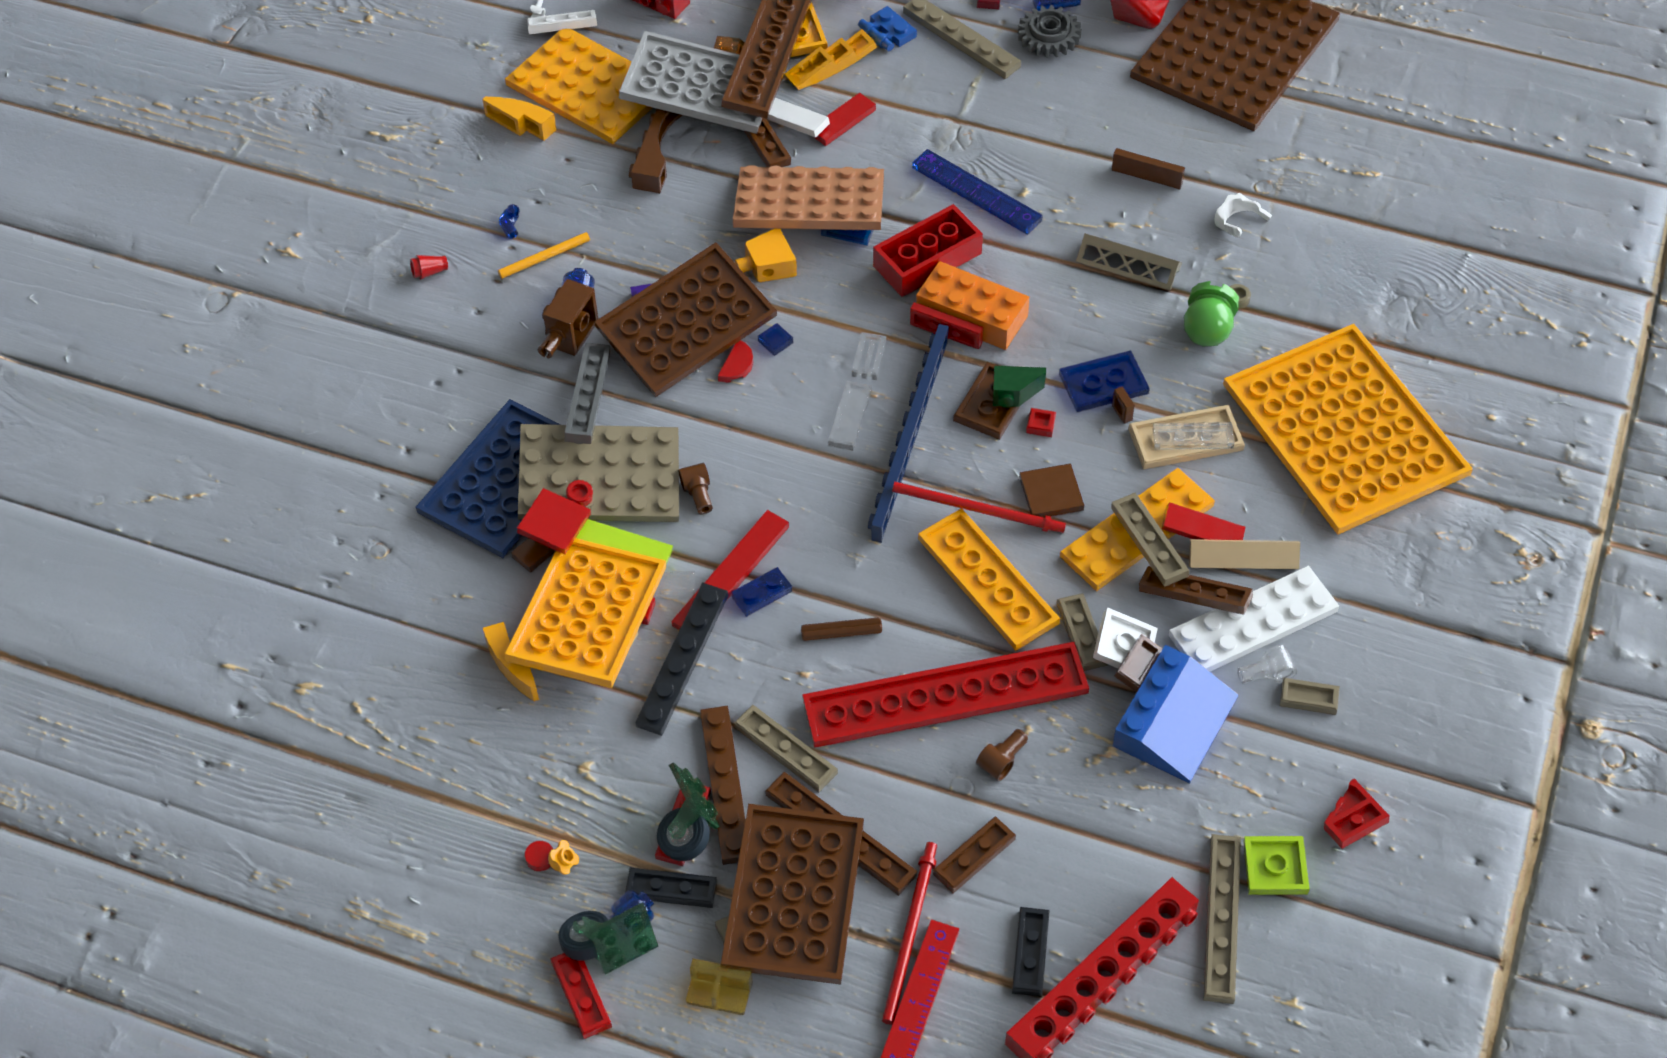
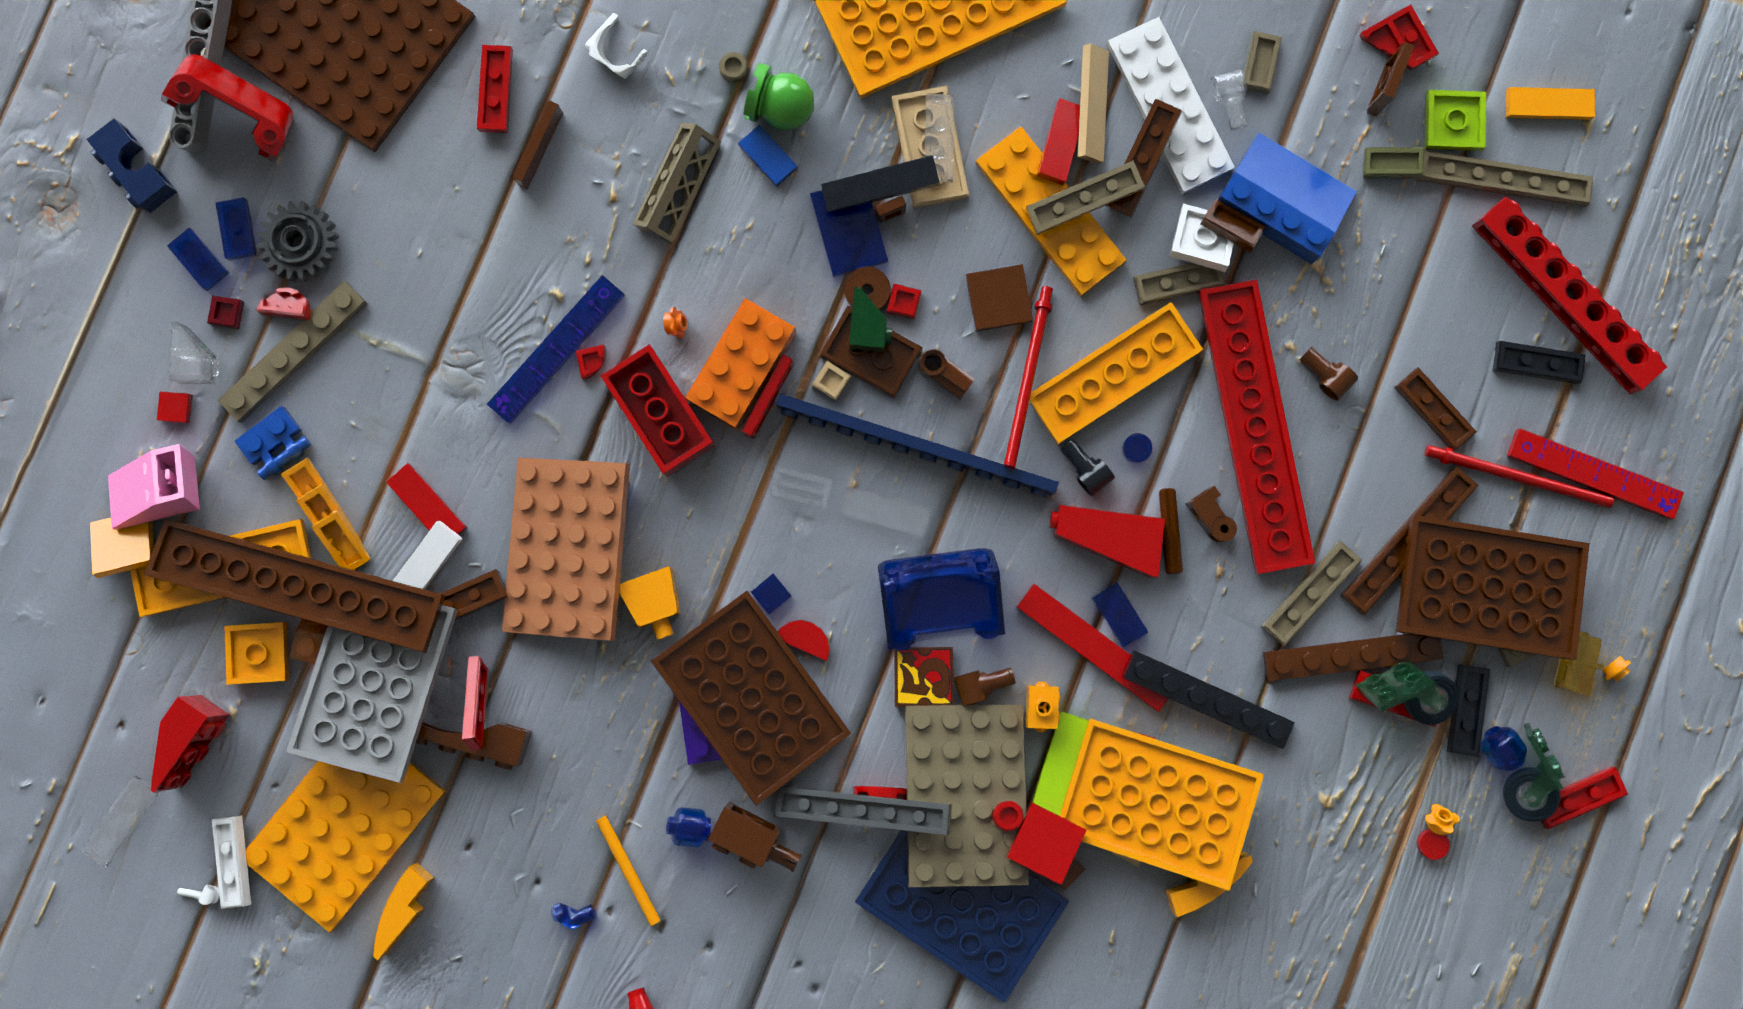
camera: 90 degrees left, 30 degrees up
(602, 415) = (887, 792): none -> red tile
(677, 526) = (1034, 696): none -> light orange head
(681, 143) = (475, 703): none -> tile
(705, 444) = (923, 676): none -> tile
(712, 1021) = (1616, 669): none -> light orange plate
(721, 22) = (256, 653): none -> light orange plate
(774, 446) = (941, 595): none -> clear blue windscreen
(832, 583) = (1116, 536): none -> red slope
(856, 658) = (1211, 517): none -> reddish brown leg
(894, 562) = (1092, 473): none -> black pin
(919, 602) = (1137, 448): none -> clear blue tile
(964, 373) = (831, 381): none -> tan tile
(972, 212) = (590, 360): none -> red tile
(976, 448) = (948, 375): none -> reddish brown piece
(998, 29) = (285, 303): none -> tile
(1005, 257) = (675, 322): none -> orange plate
(1059, 396) = (869, 277): none -> reddish brown piece
(1143, 391) = (880, 184): none -> black tile
(1160, 322) = (768, 155): none -> blue tile
(1192, 141) = (494, 88): none -> red plate
(1223, 809) = (1393, 162): none -> olive tile
(1305, 791) = (1390, 79): none -> reddish brown tile
(1309, 960) = (1550, 103): none -> light orange tile

